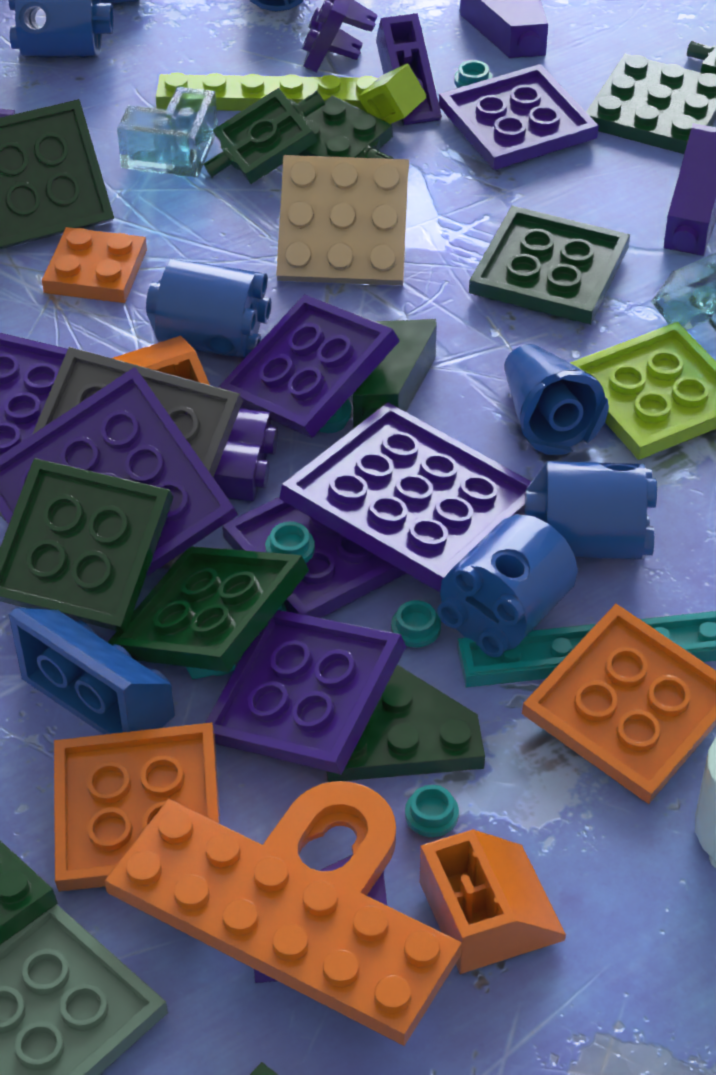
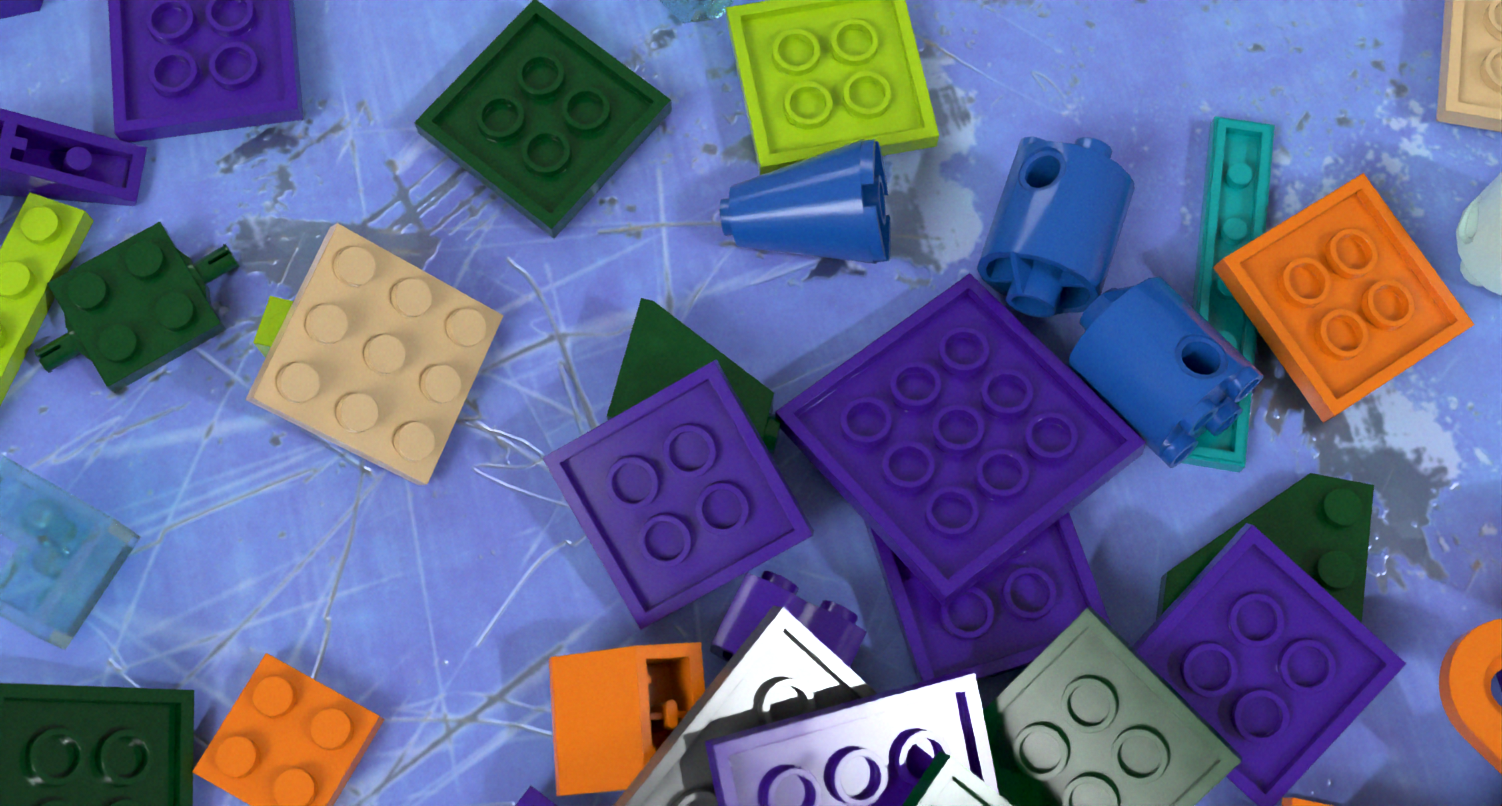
camera: 75 degrees left, 25 degrees up
(209, 307) = (504, 602): blue cylinder -> none
(263, 134) = (111, 410): dark green plate -> none
(291, 539) = (1011, 617): teal plate -> none
(393, 95) = (95, 198): lime panel -> none
(416, 623) = (1146, 499): teal plate -> none
(431, 811) = (1435, 571): teal plate -> none
(471, 72) = (81, 74): teal plate -> none

